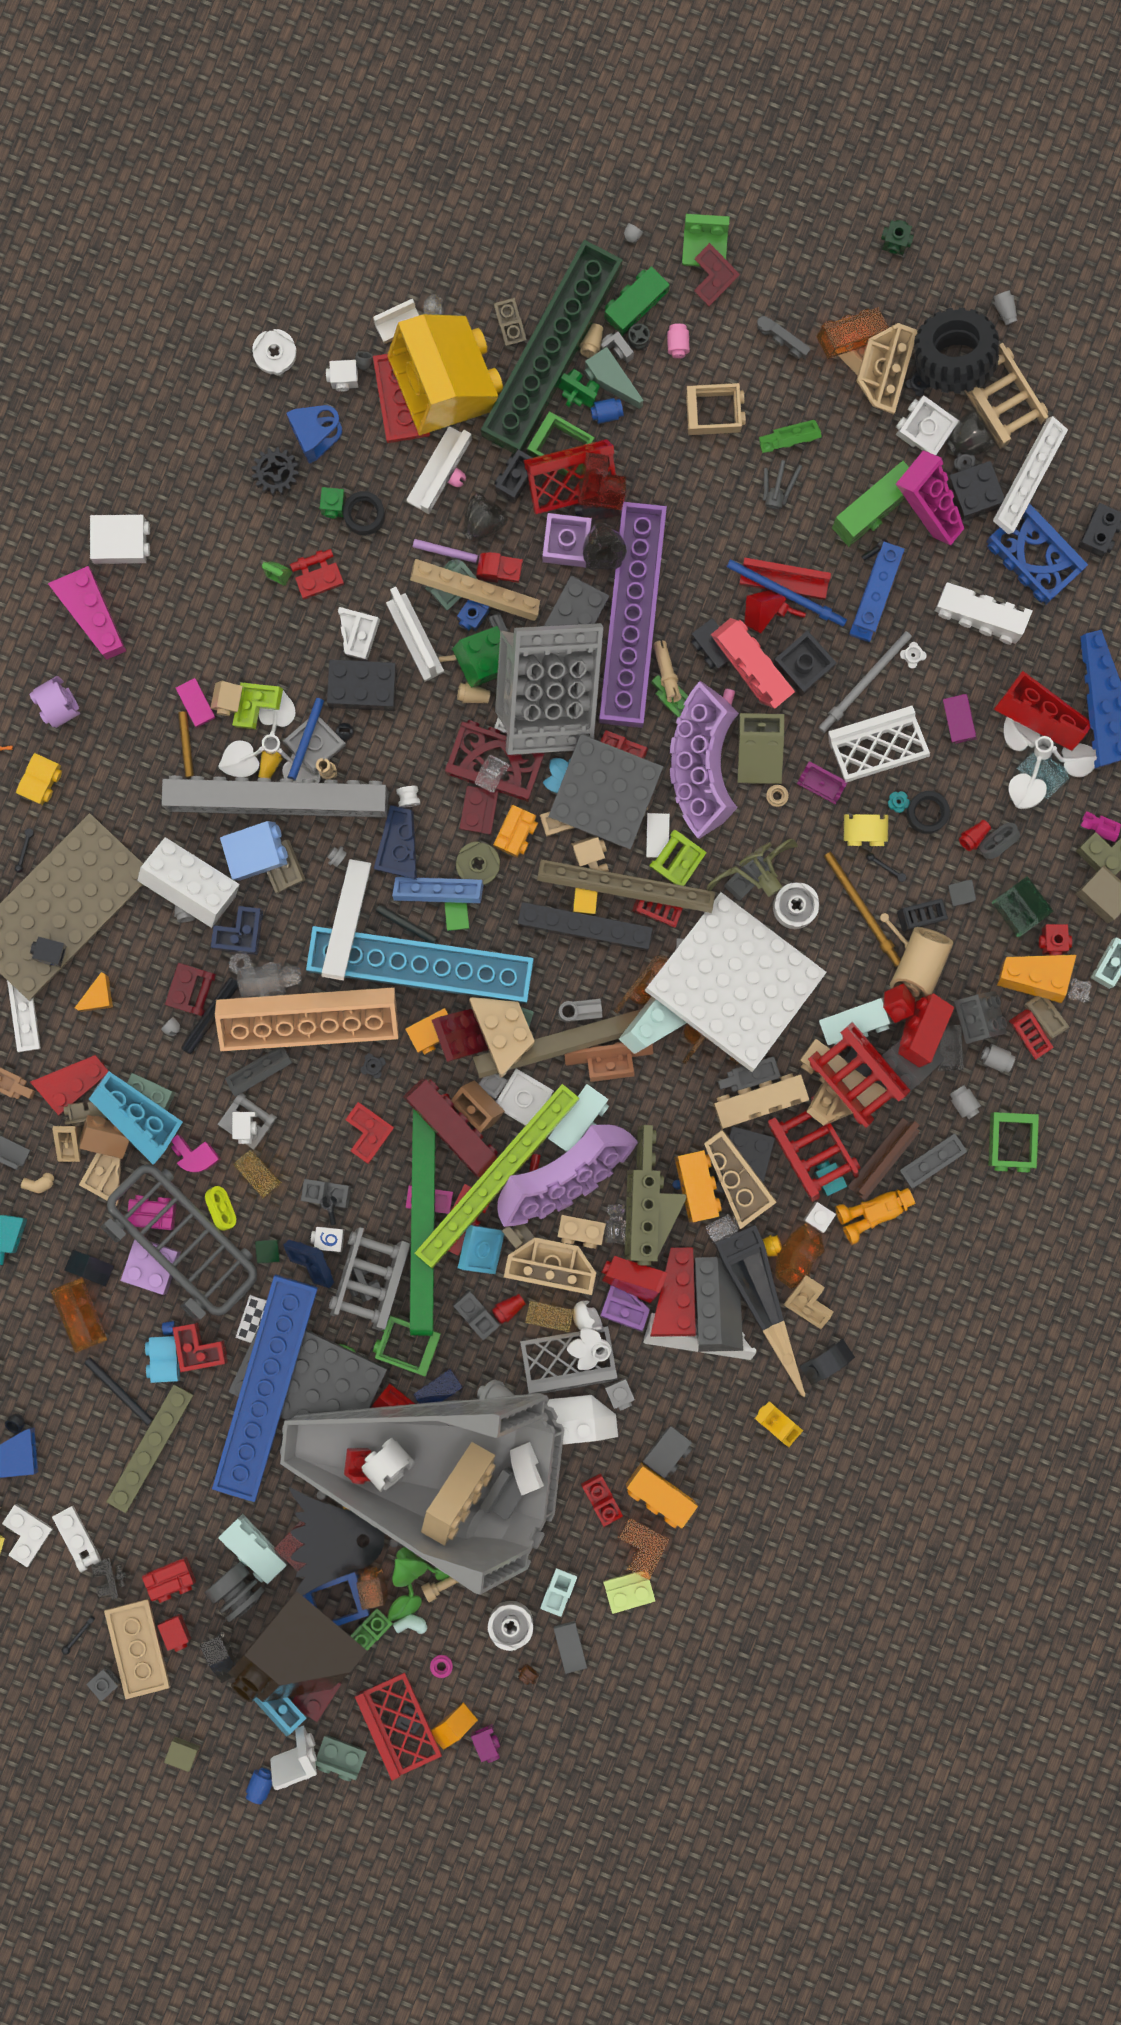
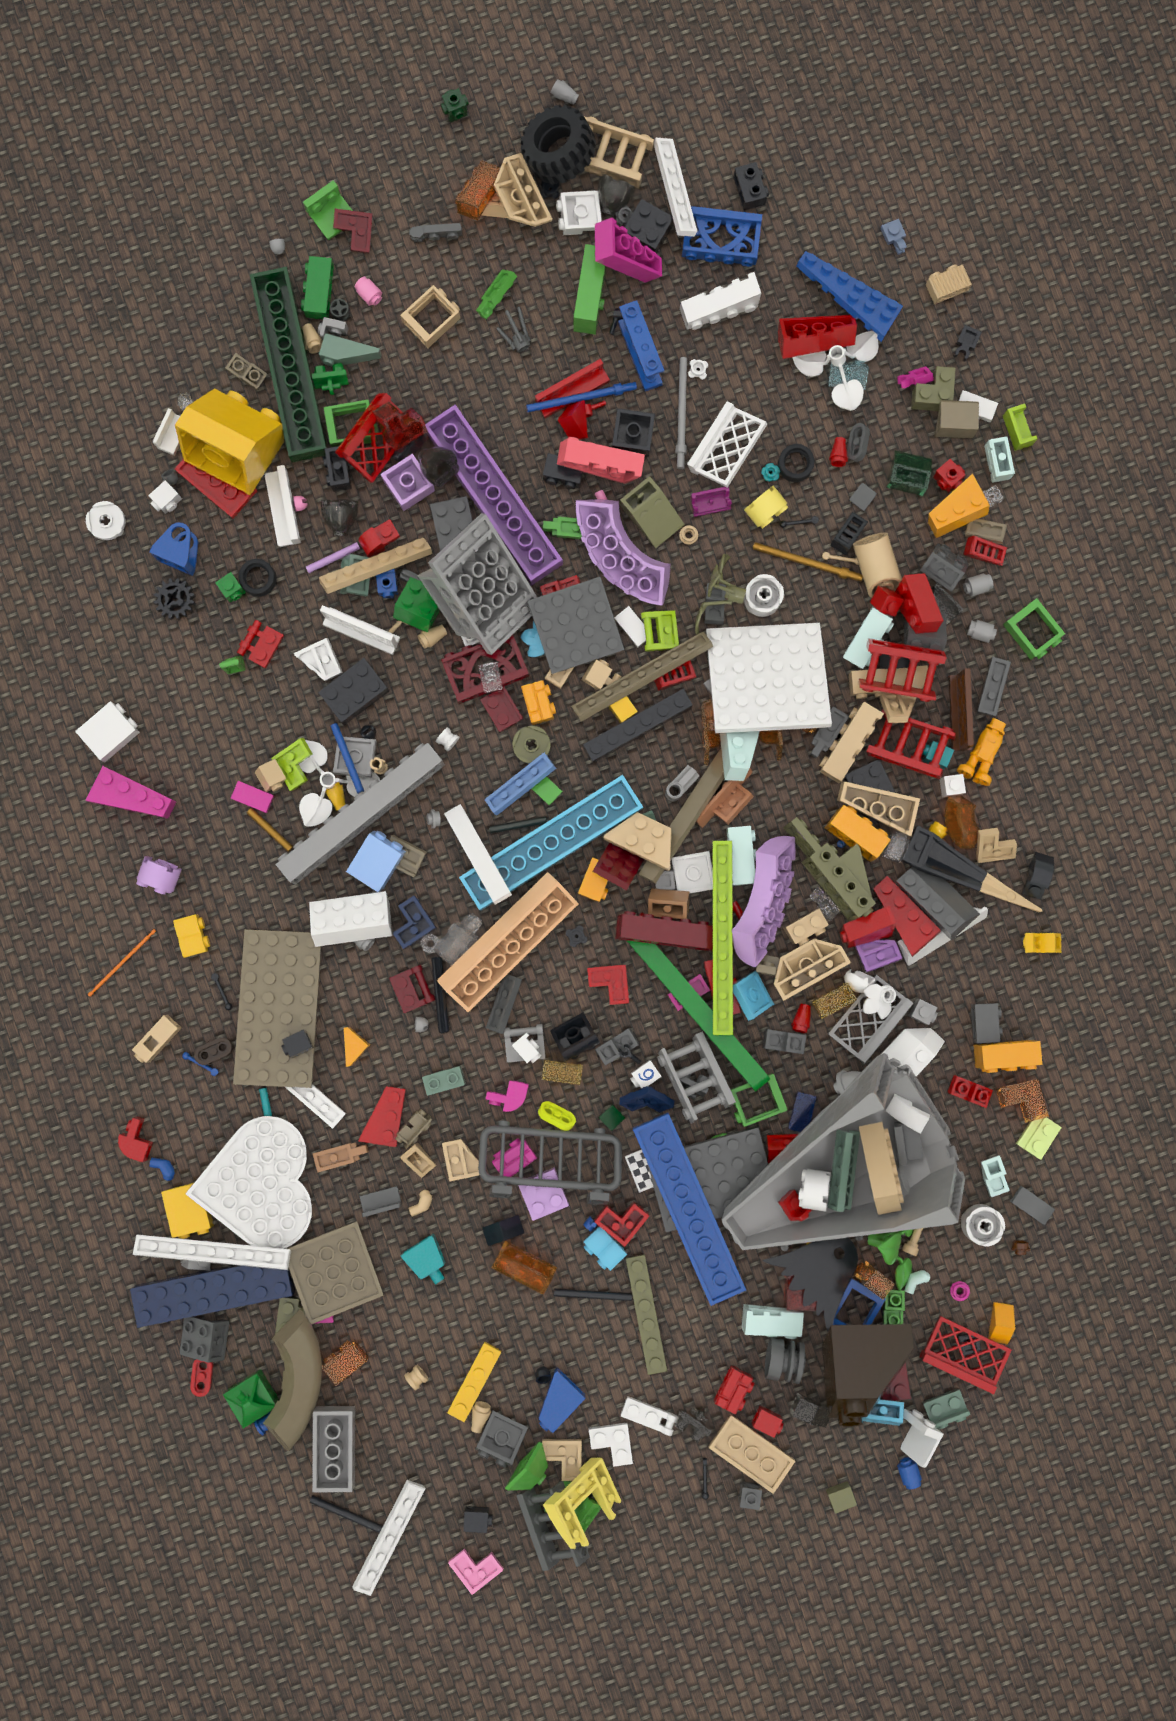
camera: 45 degrees left, 0 degrees up
(102, 1137) = (440, 1134): medium nougat brick -> none
(135, 1116) = (450, 1103): medium azure wedge -> none
(295, 1153) = (575, 1037): none -> black brick
(397, 845) = (467, 776): dark blue wing -> none
(425, 1466) = (843, 1170): none -> sand green fence
(486, 1744) = (1033, 1316): magenta brick -> none
(607, 410) = (360, 376): blue brick -> none
(668, 679) = (553, 516): tan pin -> none
(959, 719) = (764, 384): magenta hinge -> none

